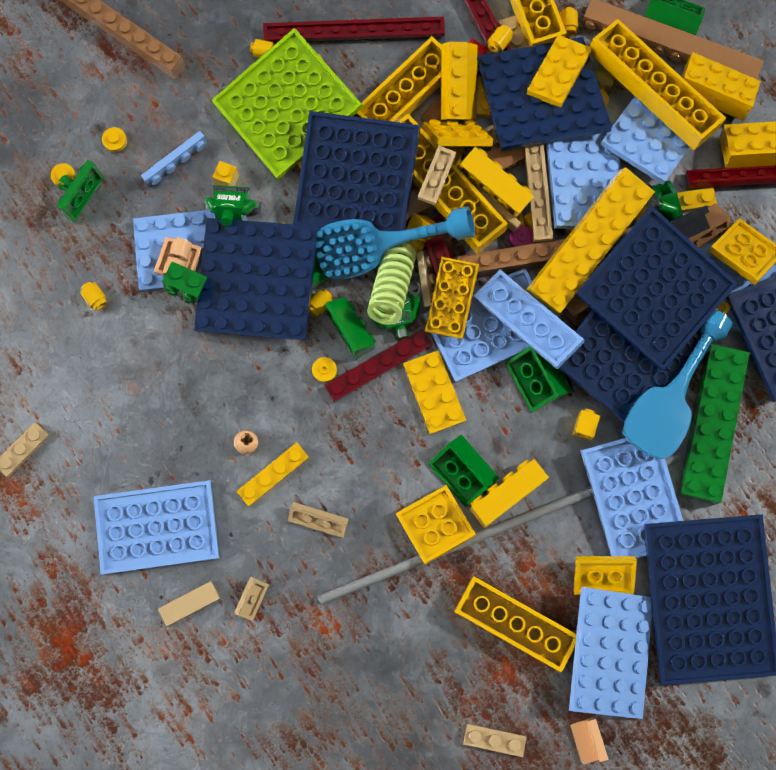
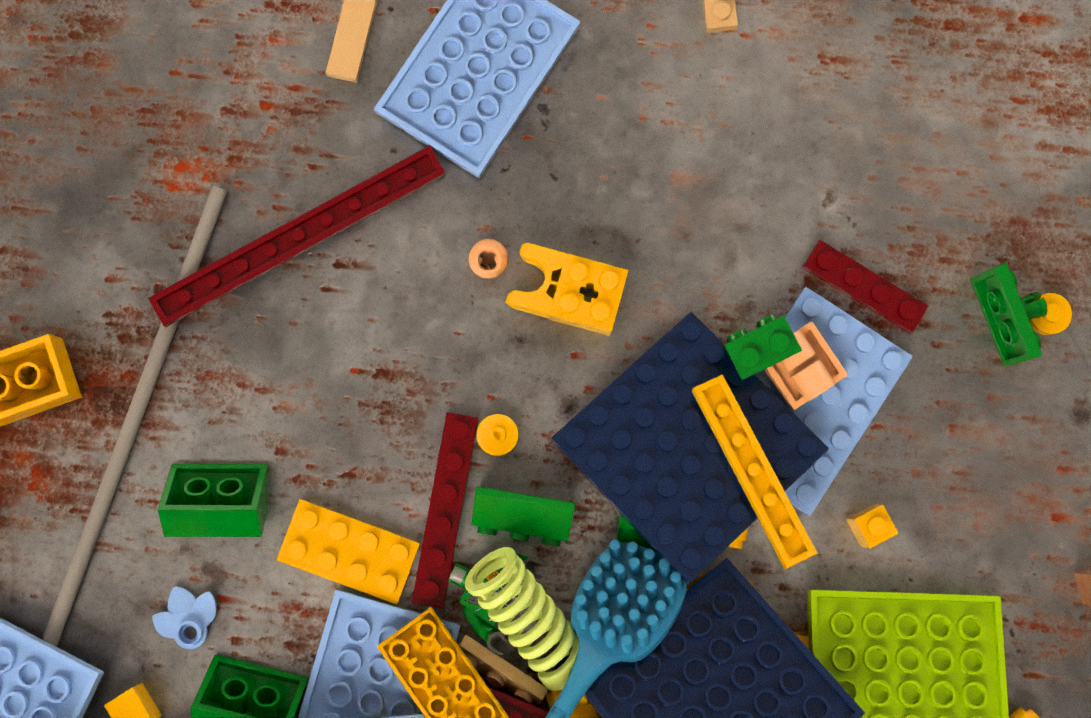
camera: 130 degrees right, 5 degrees up
(93, 295) = (846, 223): yellow brick -> none
(114, 139) = (1047, 421): yellow wheel -> none
(117, 265) = (865, 287): none -> dark red plate
(179, 155) = (952, 464): light blue plate -> none
(231, 203) = (824, 494): green torso -> none
(231, 396) = (560, 294): none -> yellow brick
(244, 238) = (754, 472): none -> yellow plate
(251, 598) = (291, 109): tan plate -> none
(272, 474) = (421, 260): yellow plate -> none
(310, 539) = (296, 236): none -> dark red plate
(318, 301) = (590, 505): yellow brick -> none
(318, 519) = (314, 267): tan plate -> none
(435, 524) = (179, 405): yellow plate -> none
(512, 490) = (131, 531): yellow brick -> none
(524, 441) = (184, 612): none -> light blue plate

